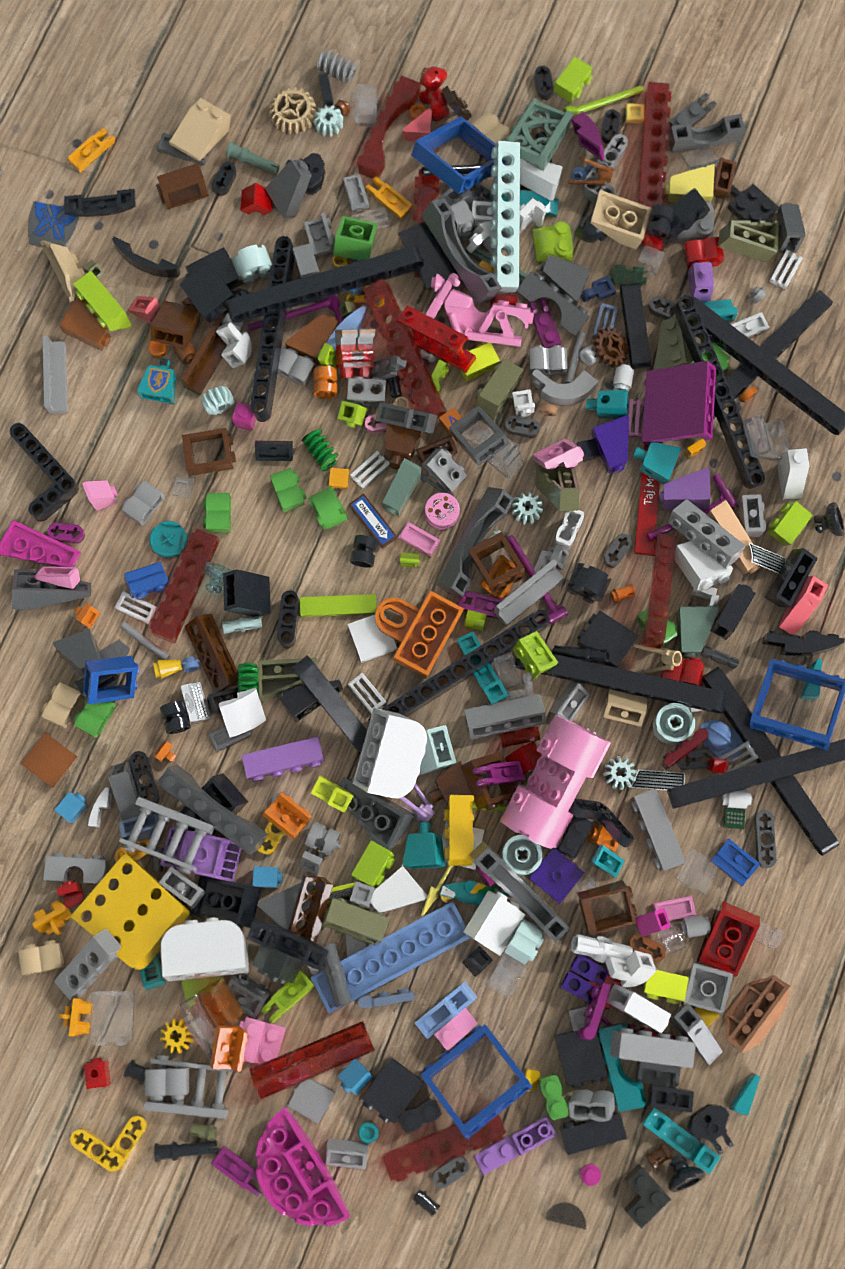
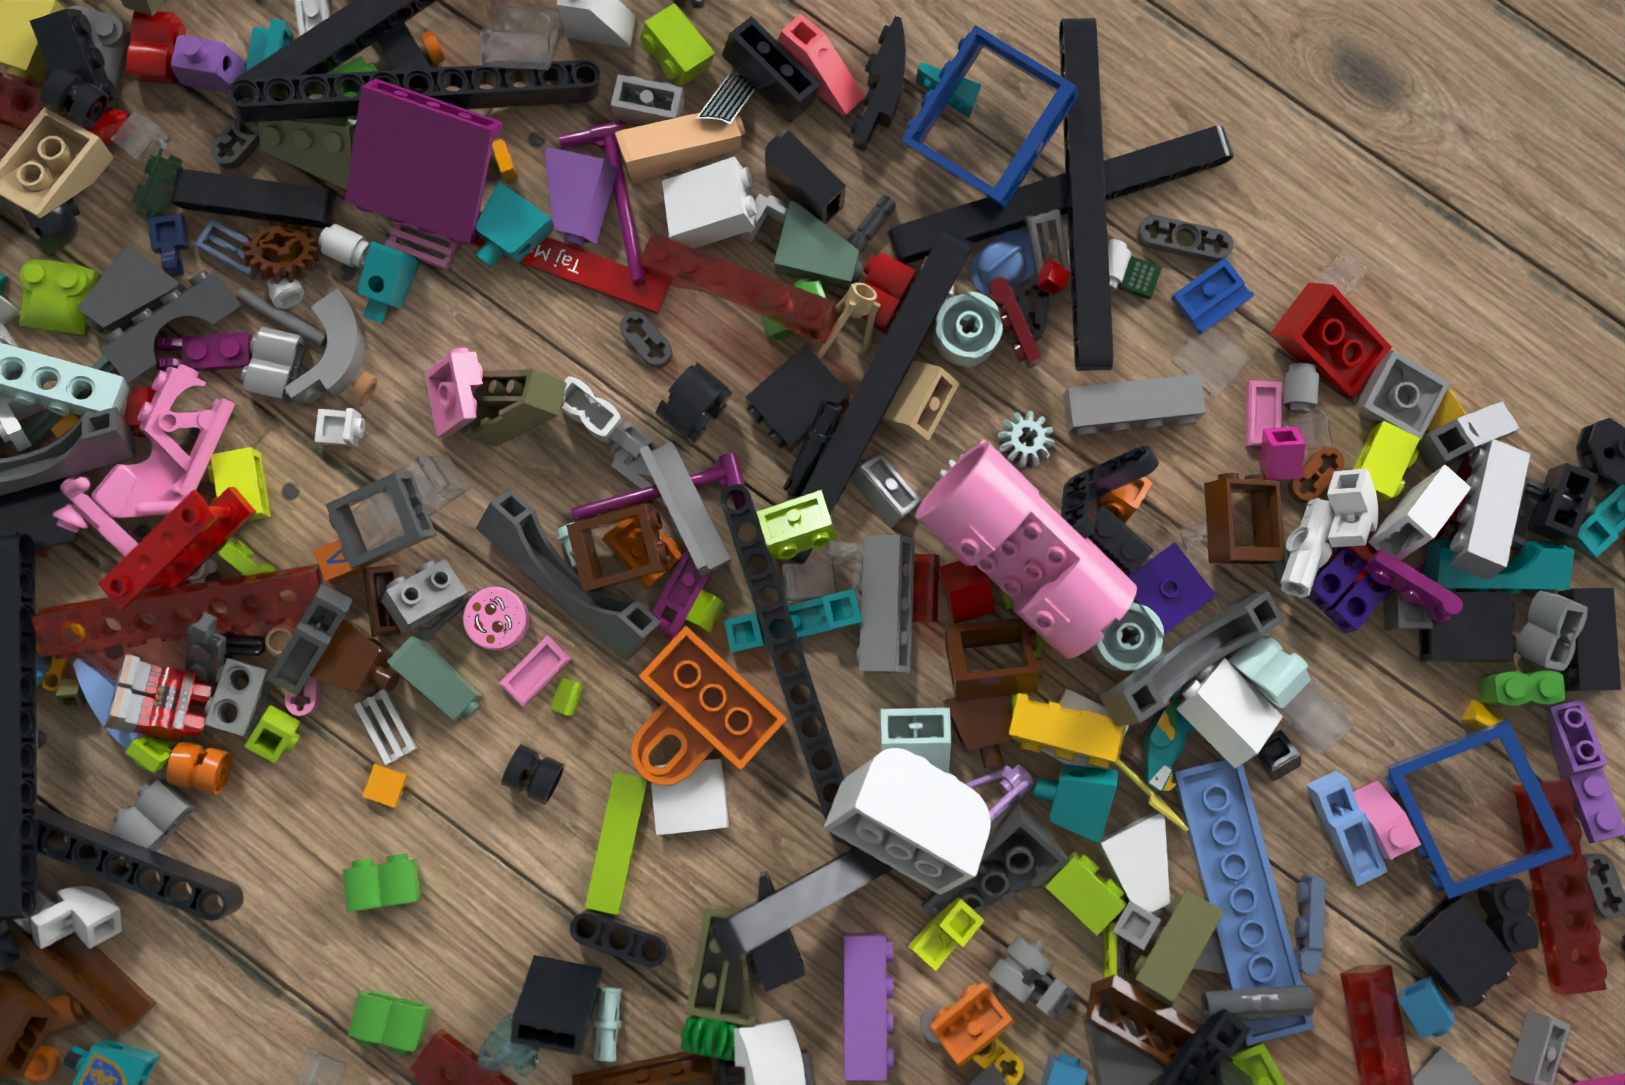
camera: 80 degrees left, 5 degrees up
(208, 467) = (269, 1050): reddish brown window -> none
(217, 400) = (176, 975): light aqua gear -> none
(243, 417) = (223, 934): dark pink brick -> none
(274, 450) = (301, 891): black plate -> none
(312, 337) = (105, 769): dark orange slope -> none
(319, 450) = (324, 808): green piece -> none
(329, 508) = (437, 819): bright green brick -> none
(331, 302) = (47, 720): magenta bar -> none
(368, 1132) = (1513, 1005): teal tile -> none
(372, 520) = (480, 744): tile -> none
(373, 689) = (778, 818): white tile -> none
(498, 388) = (300, 463): olive wedge -> none
(500, 773) = (988, 637): magenta hinge -> none
(523, 422) = (374, 438): dark grey beam -> none
(534, 508) = (531, 458): light aqua gear -> none
(589, 449) = (454, 336): black slope -> none
(606, 861) = (1164, 502): teal slope -> none
(613, 443) = (456, 295): dark purple slope -> none
(622, 593) = (722, 351): orange pin -> none
(658, 779) = (1049, 379): sticker -> none
(706, 533) = (662, 183): light grey brick -> none
(744, 1099) = (1578, 384): teal slope -> none
(756, 1012) = (1456, 333): nougat wedge -> none

